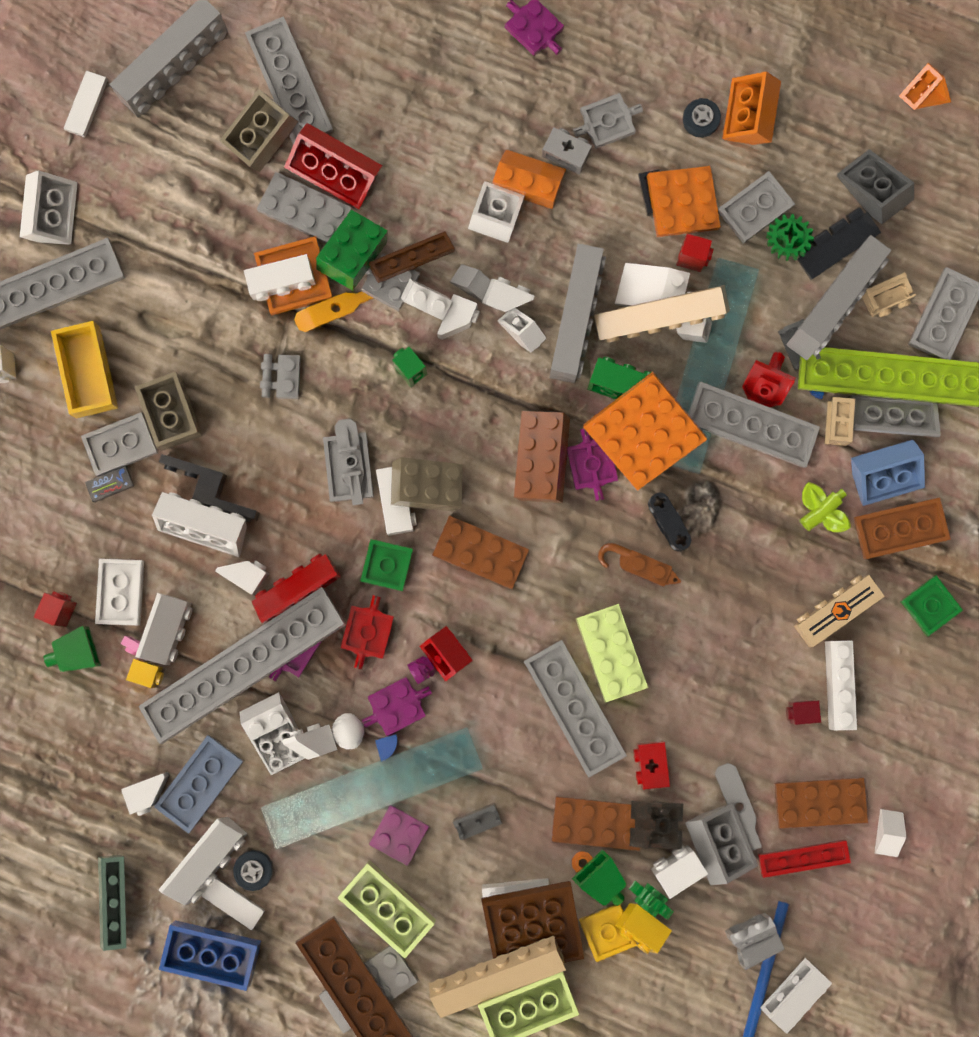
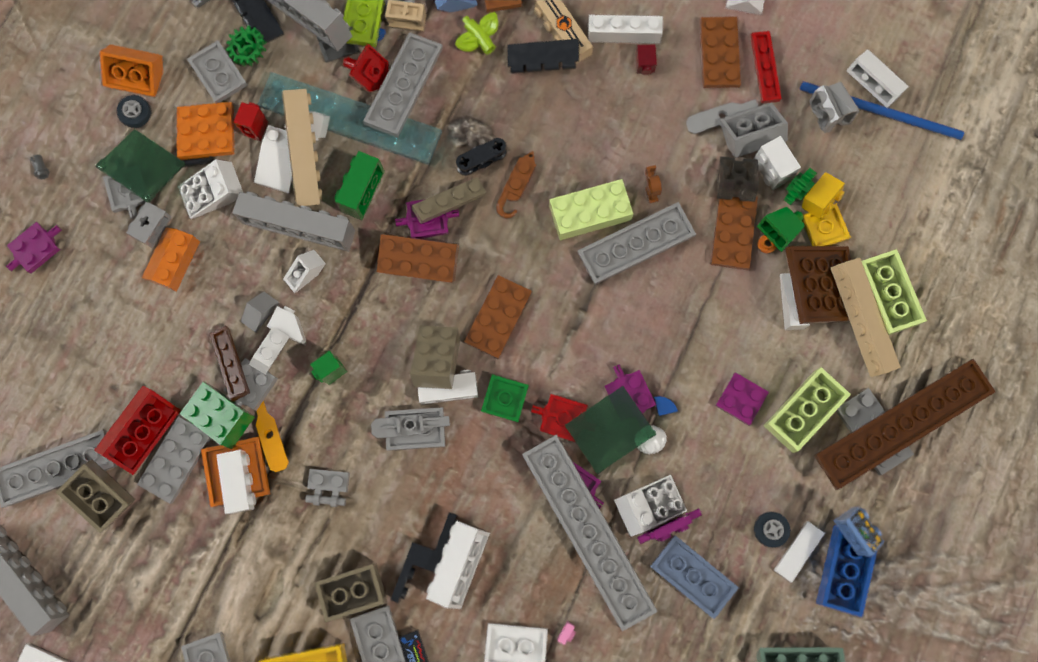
camera: 85 degrees left, 5 degrees down
(144, 794) = (702, 628): white slope -> none
(145, 673) = (592, 623): yellow brick -> none
(164, 629) = (553, 602): white slope -> none
(203, 861) = (763, 572): white slope -> none
(245, 575) = (506, 526): white slope -> none
(248, 966) = (859, 531): none -> medium blue slope
(252, 762) = (678, 525): none -> magenta plate
(295, 588) = (521, 478): red slope -> none
(311, 743) = (660, 468): white slope -> none
(354, 685) = (610, 429): none -> clear green piece
(371, 788) = (701, 421): clear light blue plate -> none
(421, 669) = (598, 371): magenta rock -> none
(446, 653) = (585, 348): red brick -> none
(477, 821) = (730, 330): dark grey hinge -> none
(496, 211) = (197, 287): white slope -> none
(505, 297) = (273, 283): white slope -> none
(613, 215) = (210, 188): none -> white slope
(613, 487) = (448, 200): none -> dark tan plate
(628, 20) = (41, 171): none -> dark grey pin
(635, 133) = (140, 165): none -> clear green piece
(644, 724) = (654, 184): none -> dark orange piece
(645, 431) = (402, 167): orange plate -> none
(657, 753) = (694, 176): red brick -> none
(802, 588) = (546, 52): none -> black windscreen

